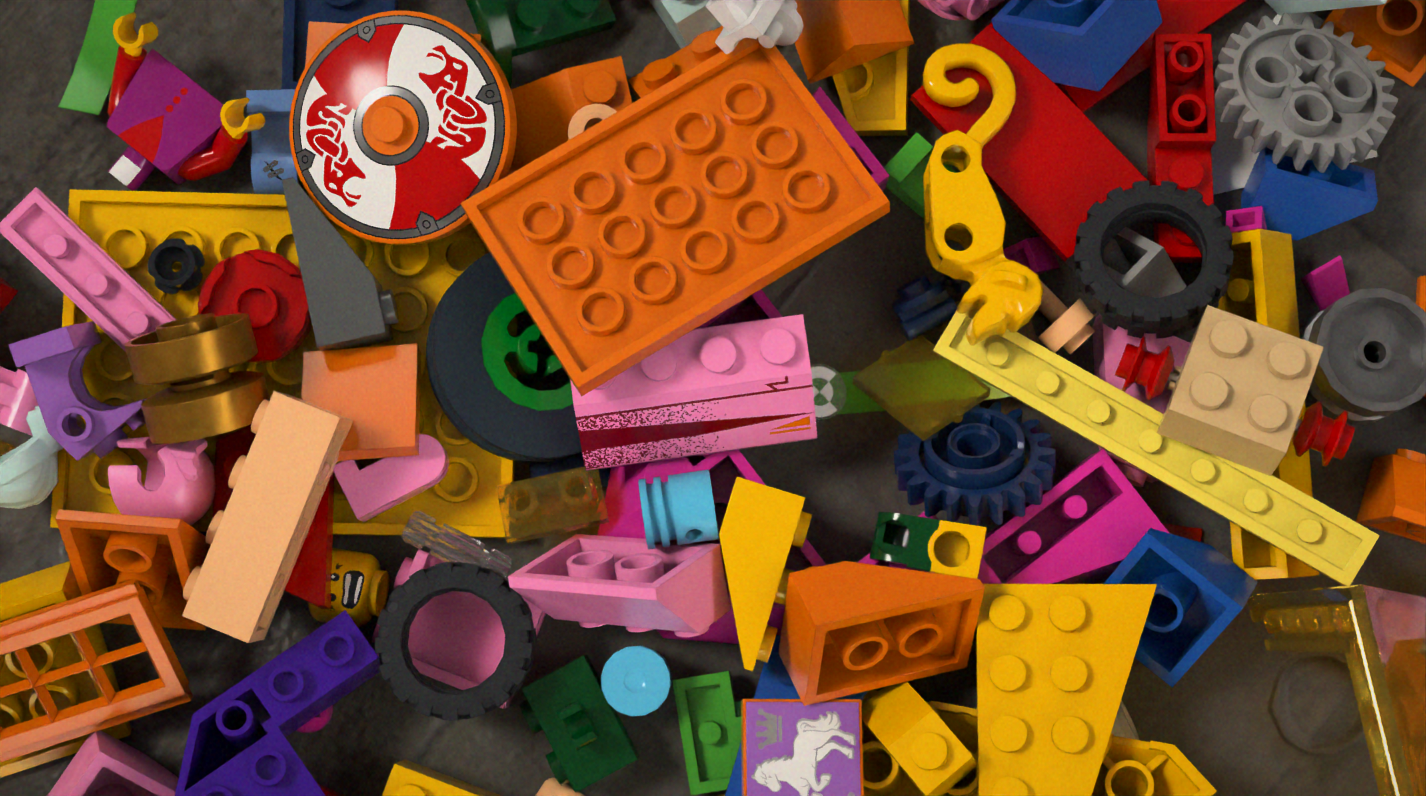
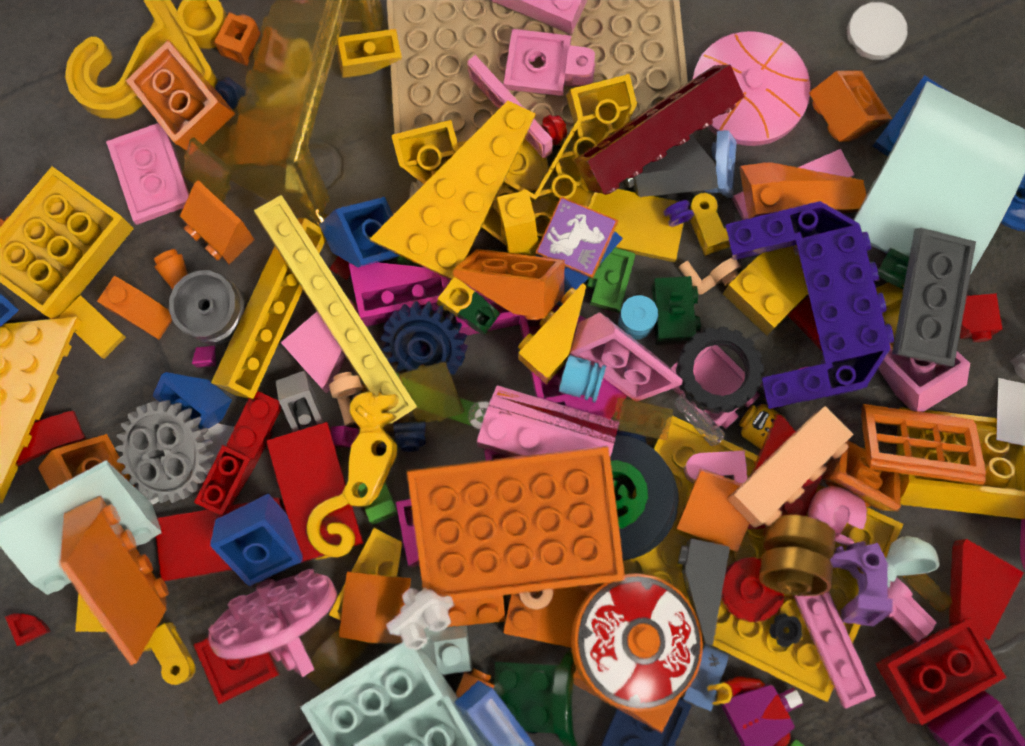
camera: 155 degrees left, 5 degrees down
(1153, 205) = (261, 416): black tyre -> none
(1239, 393) = (283, 307): tan brick -> none
(1246, 219) = (230, 397): dark pink piece -> none

